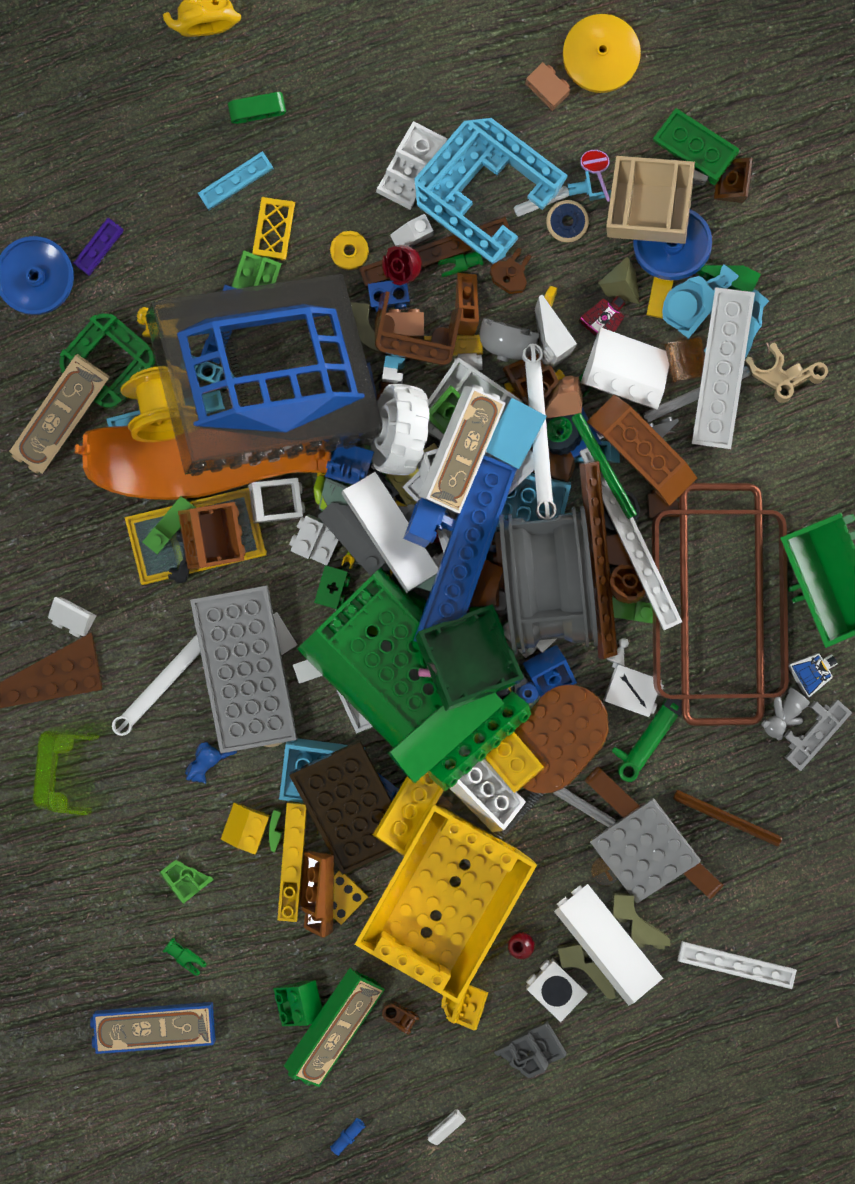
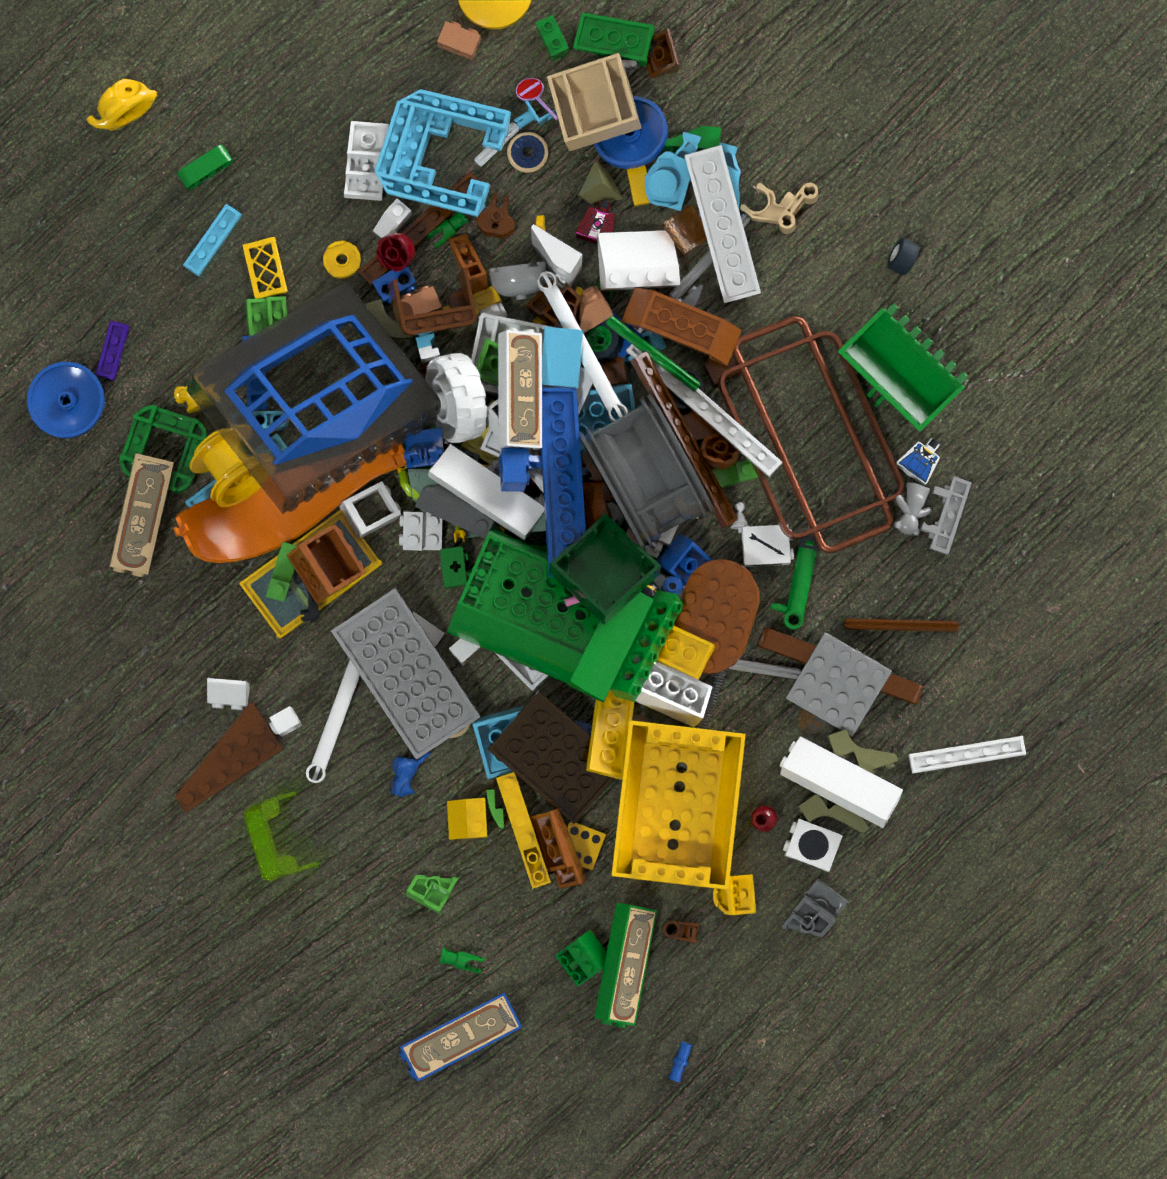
camera: 30 degrees left, 5 degrees down
(112, 666) = (284, 722): none -> white brick
(446, 1127) = (767, 1015): white slope -> none
(637, 121) = (552, 38): none -> green brick

